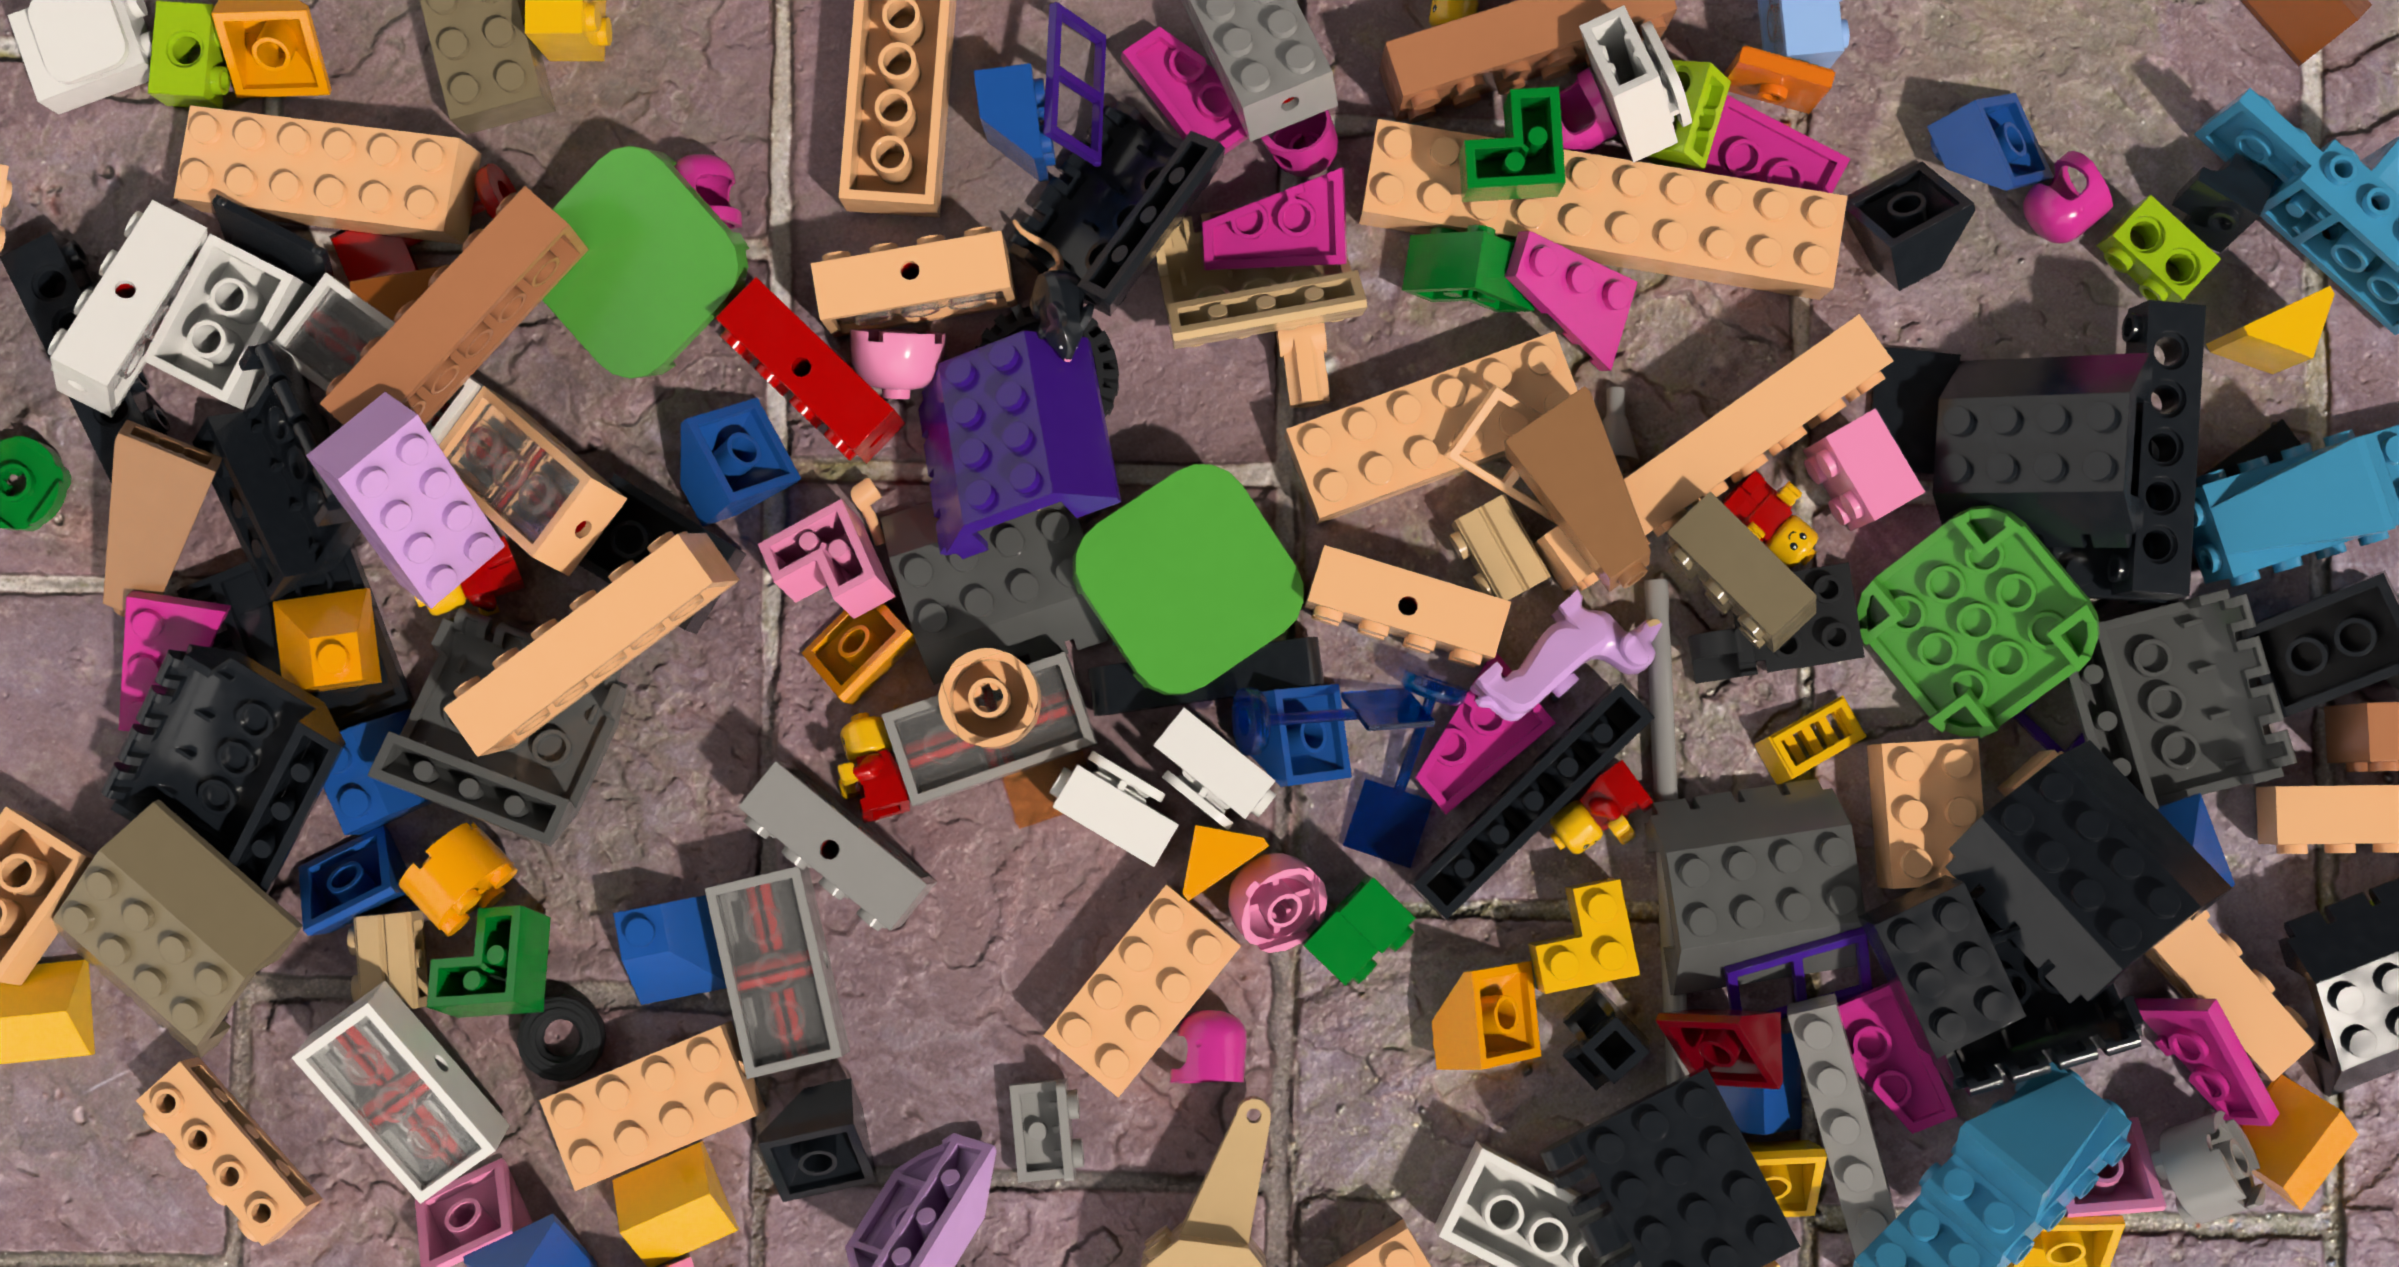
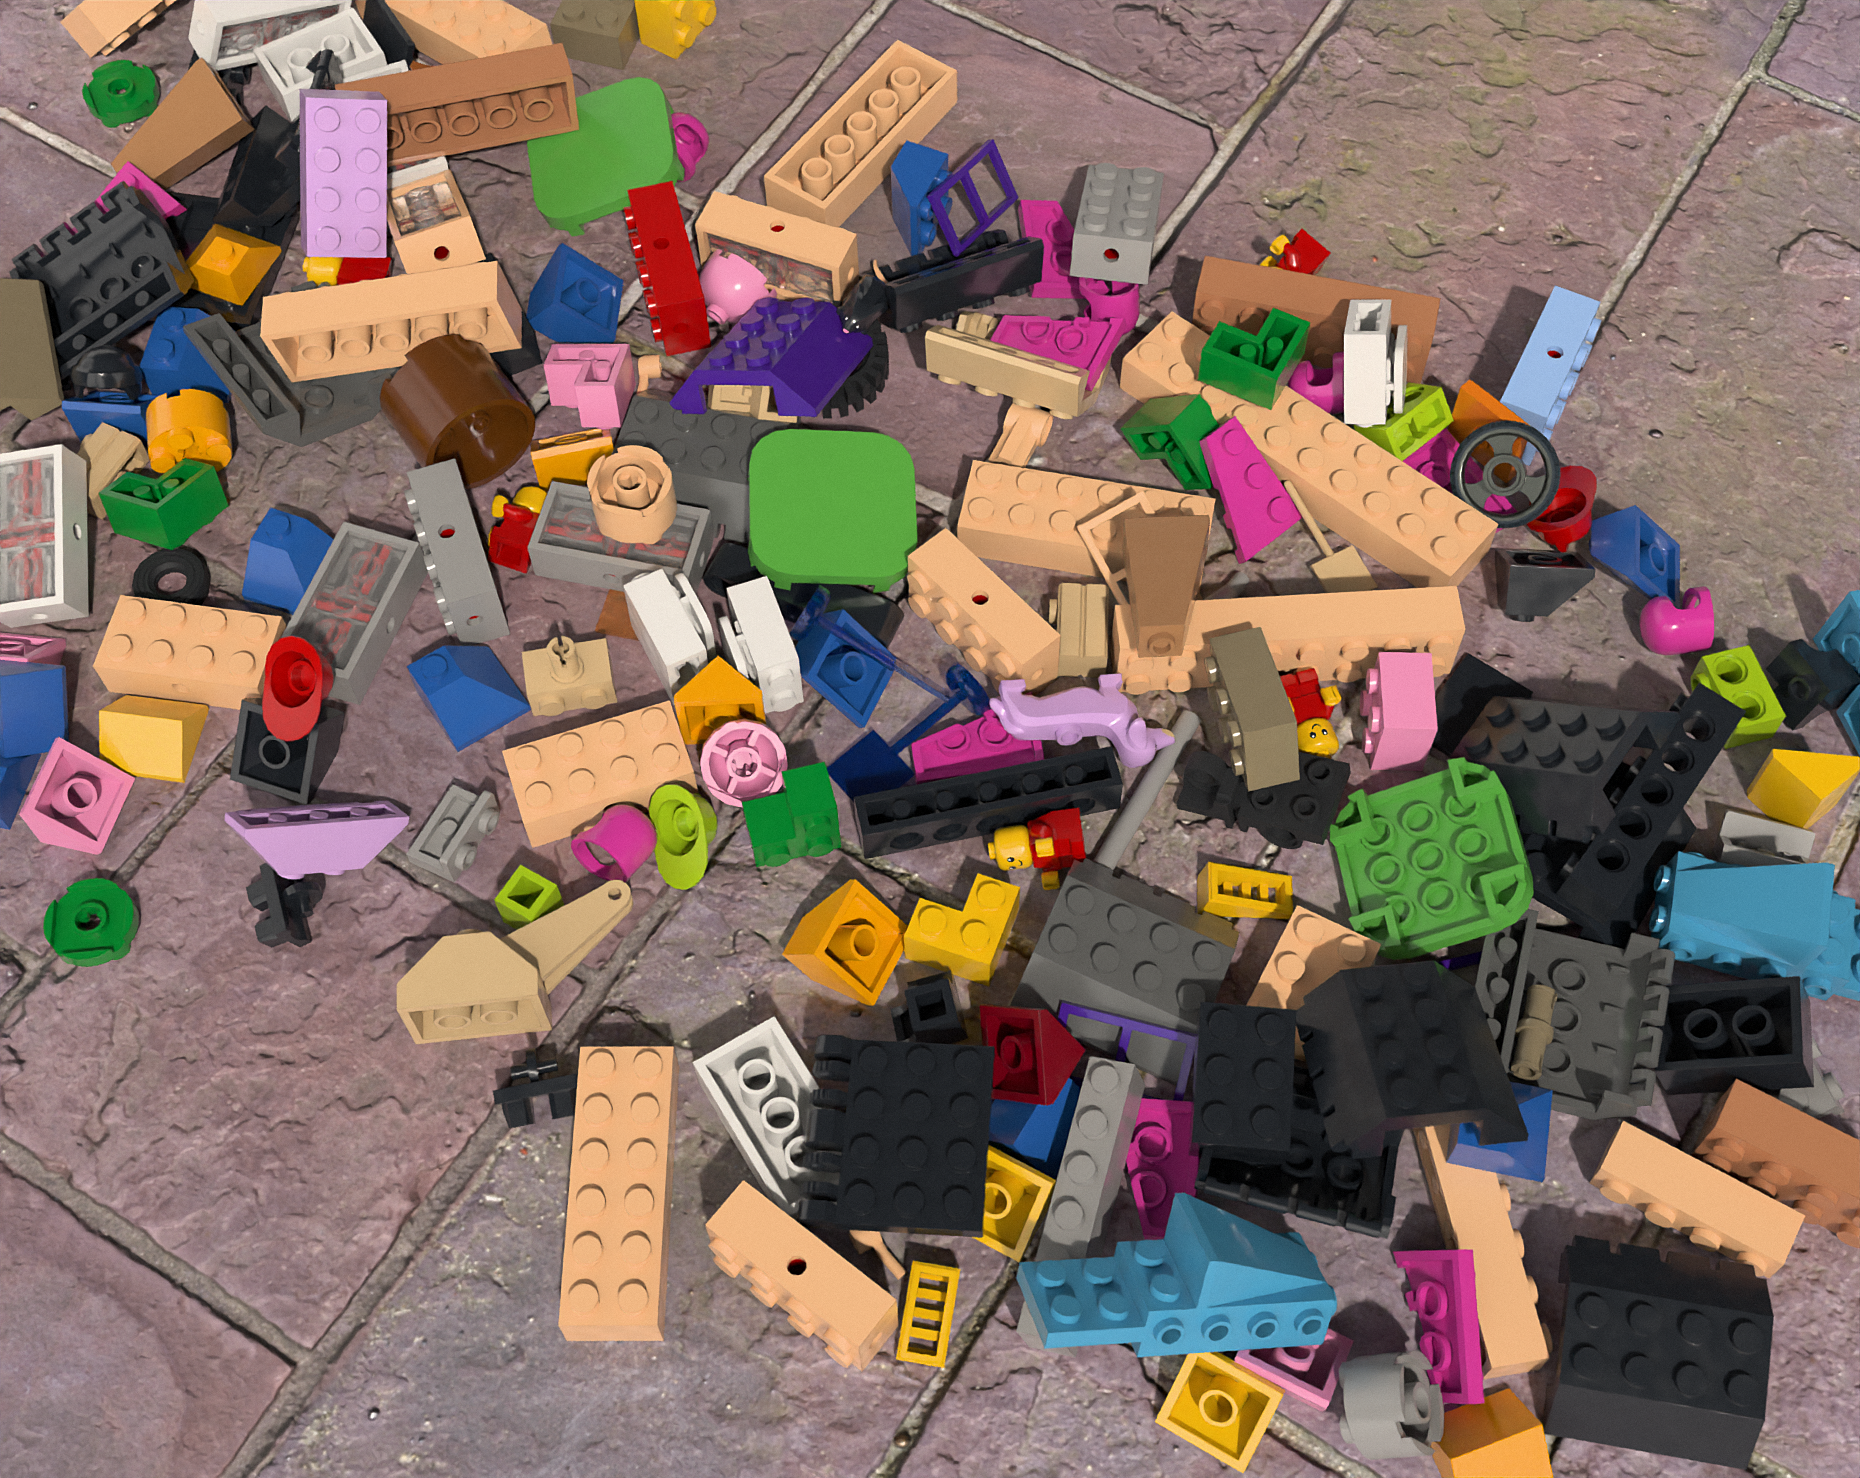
camera: 30 degrees right, 25 degrees down
(321, 866) = (107, 369): none -> black hat
(727, 694) = (458, 407): none -> reddish brown brick
(808, 1108) = (294, 687): none -> red piece
(950, 976) = (467, 692): none -> blue slope
(1039, 904) = (569, 676): none -> tan brick
(1173, 1164) = (527, 898): none -> lime brick
(1264, 1002) = (684, 831): none -> lime piece
(1710, 325) = (1338, 571): none -> tan piece
(1821, 121) = (1501, 437): none -> pearl dark grey wheel
(1888, 122) = (1571, 510): none -> red piece
(2155, 741) = (1534, 1032): none -> dark tan pin
(2262, 414) = (1761, 841): none -> light grey bracket

